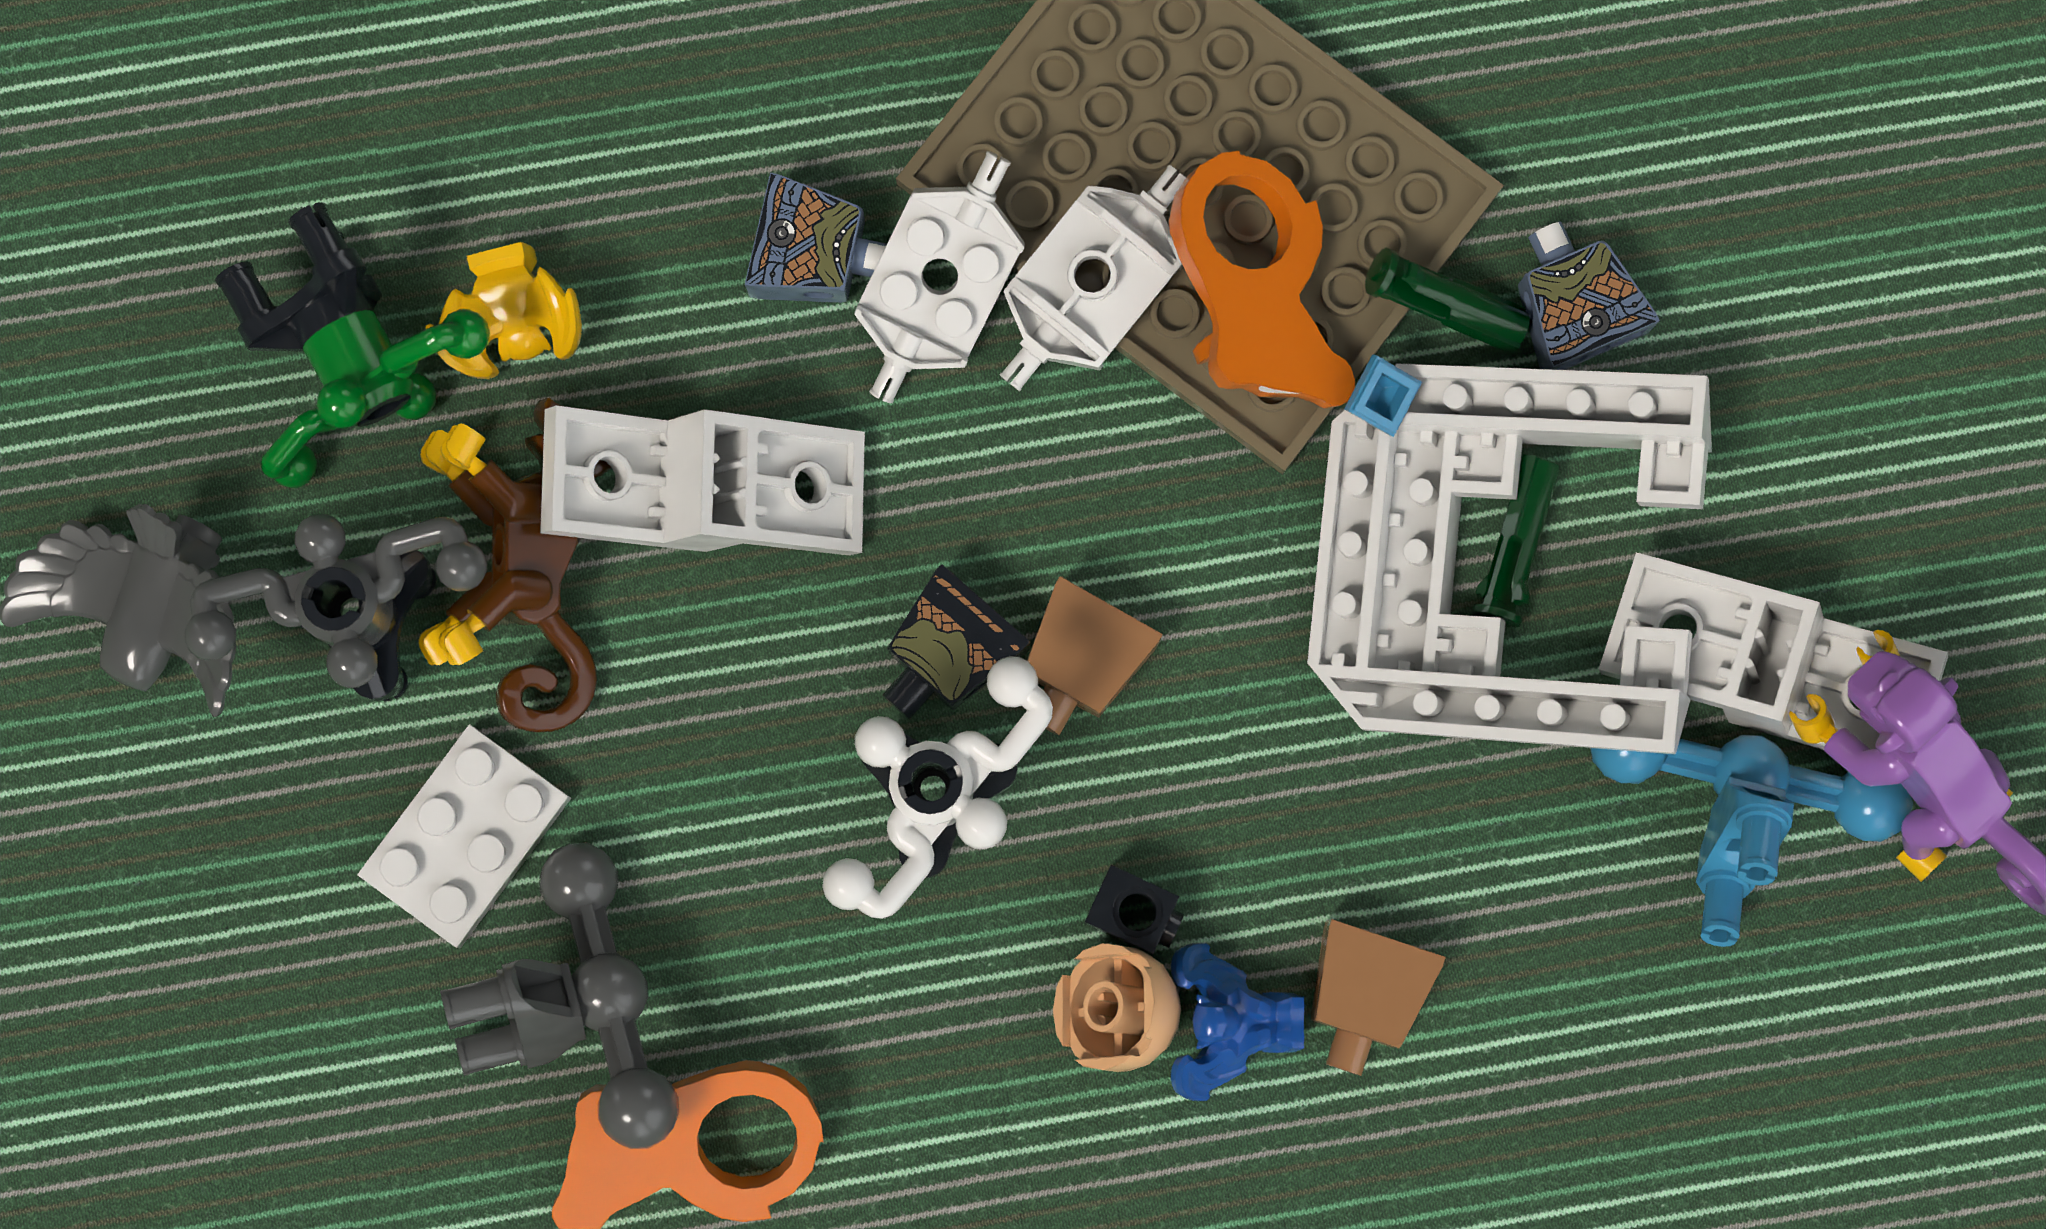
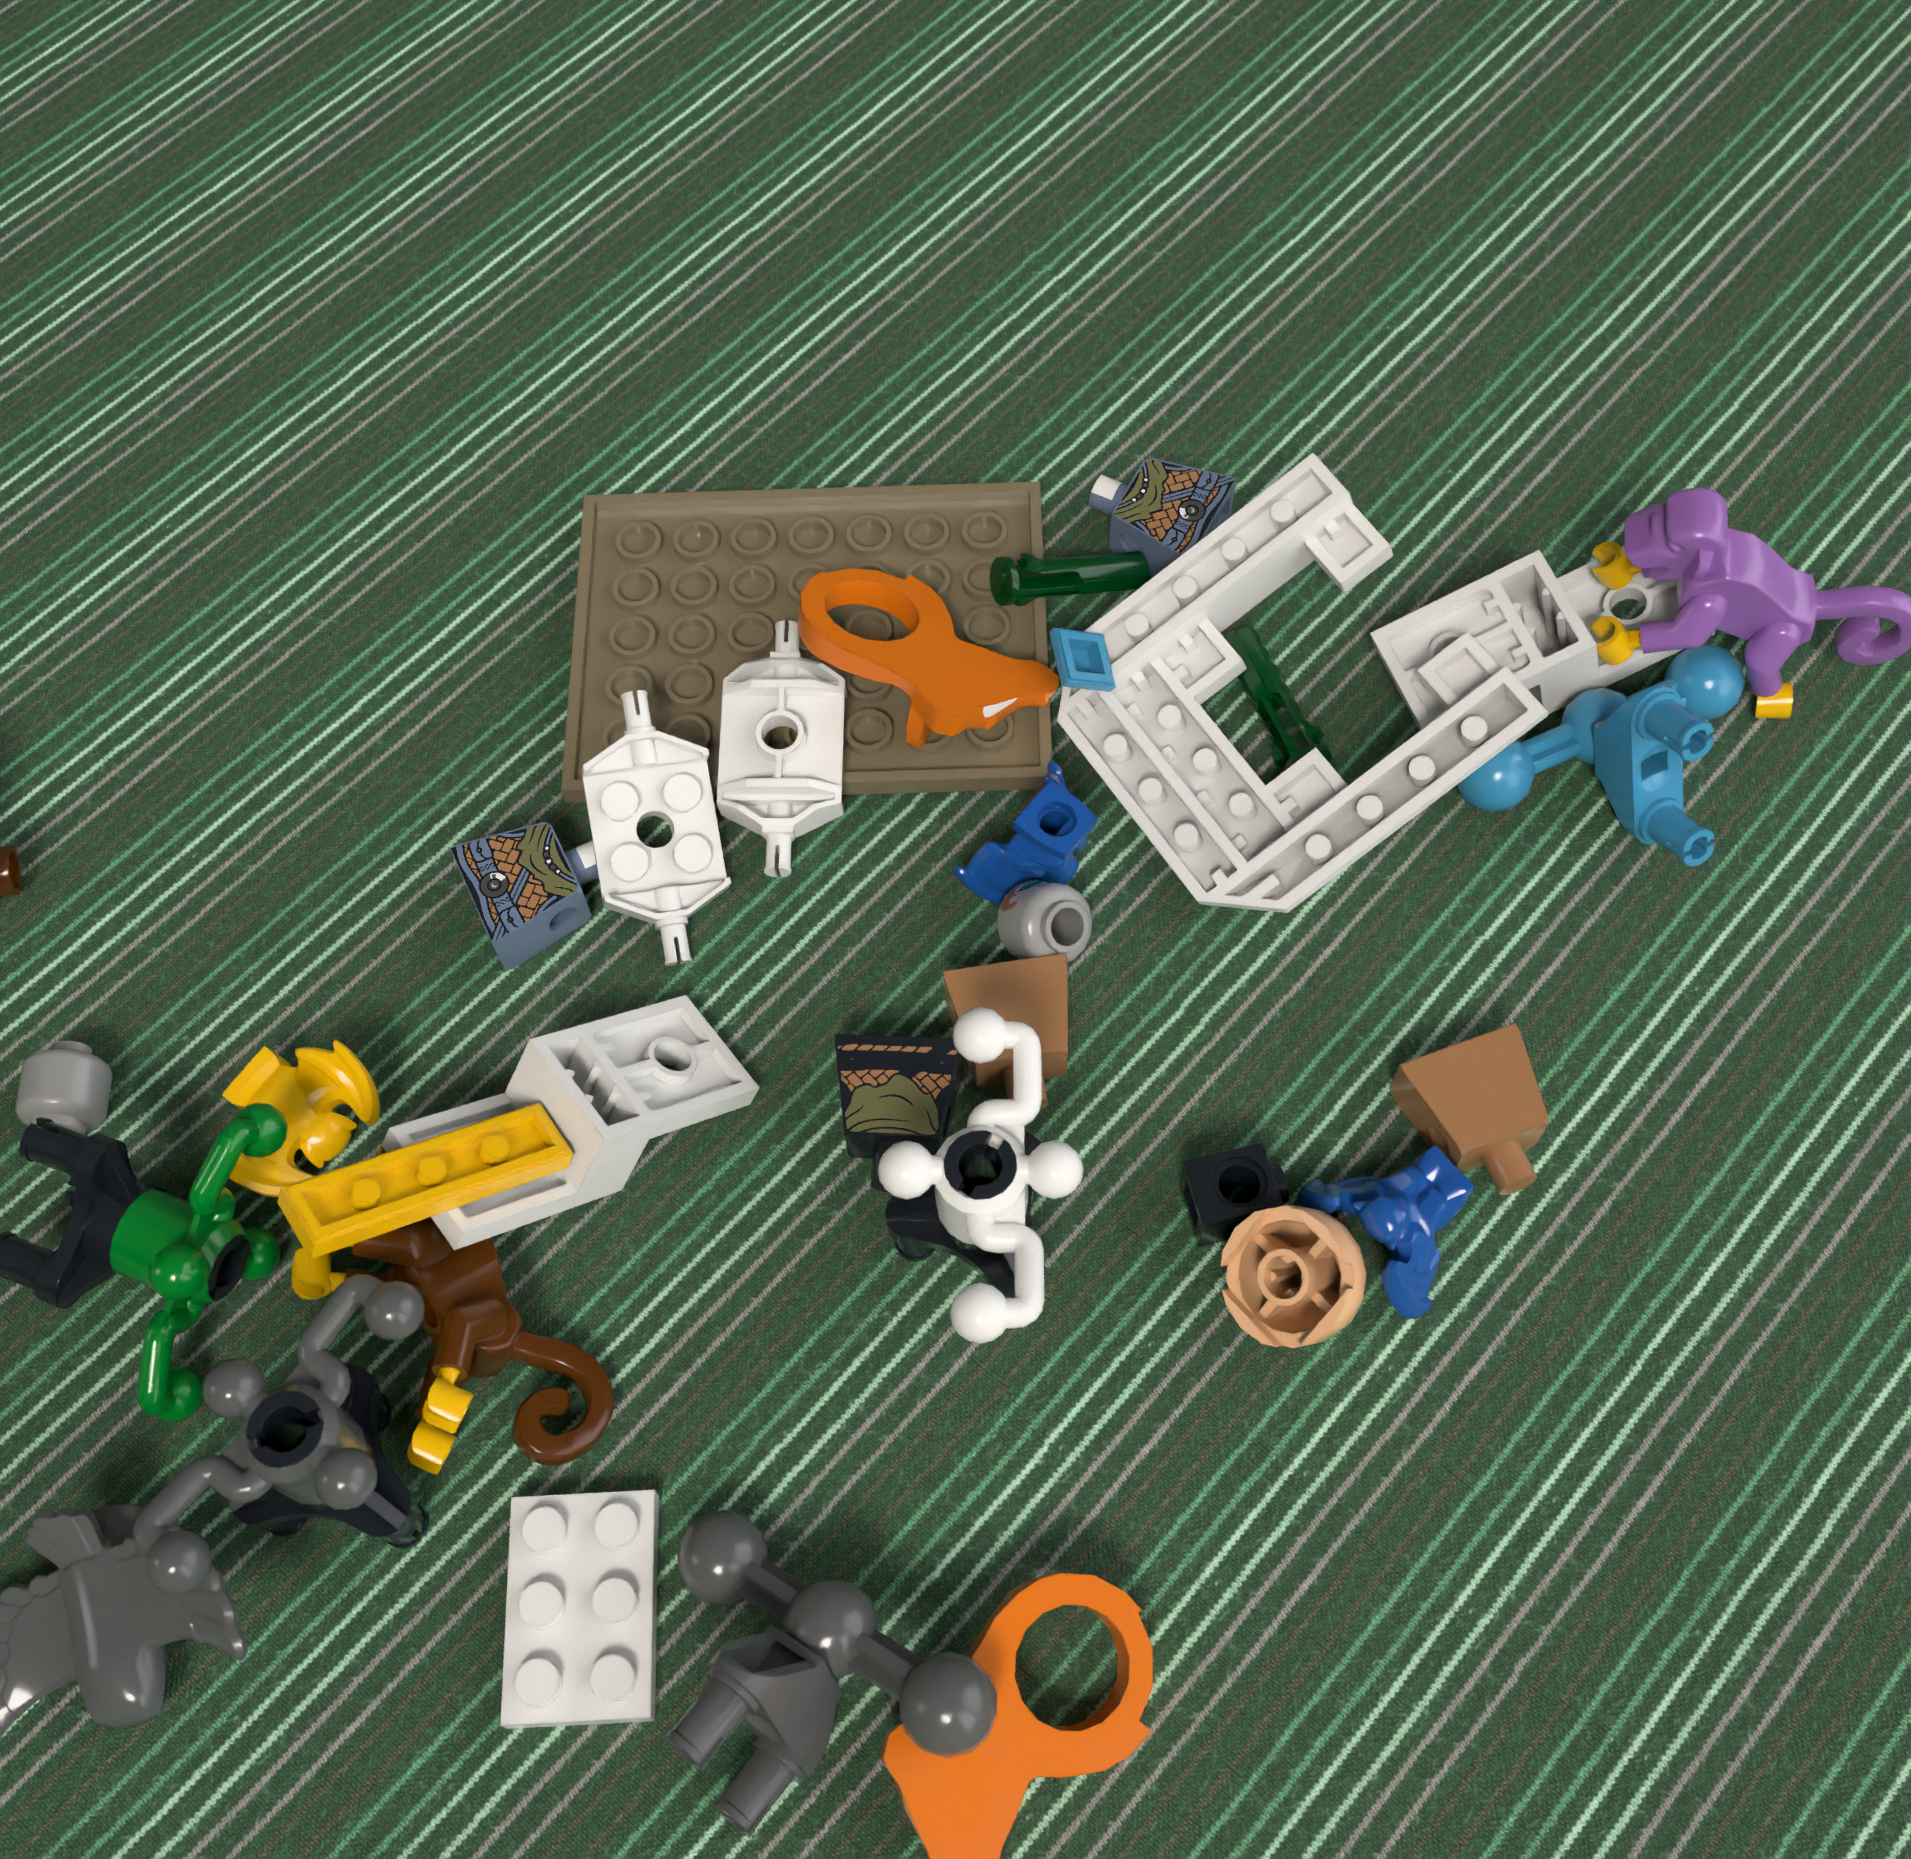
camera: 35 degrees left, 20 degrees down
(358, 152) = (65, 1087): none -> light grey head
(554, 471) = (423, 1179): none -> yellow tile
(1172, 592) = (1044, 920): none -> light grey head
(1222, 532) = (1040, 850): none -> blue animal

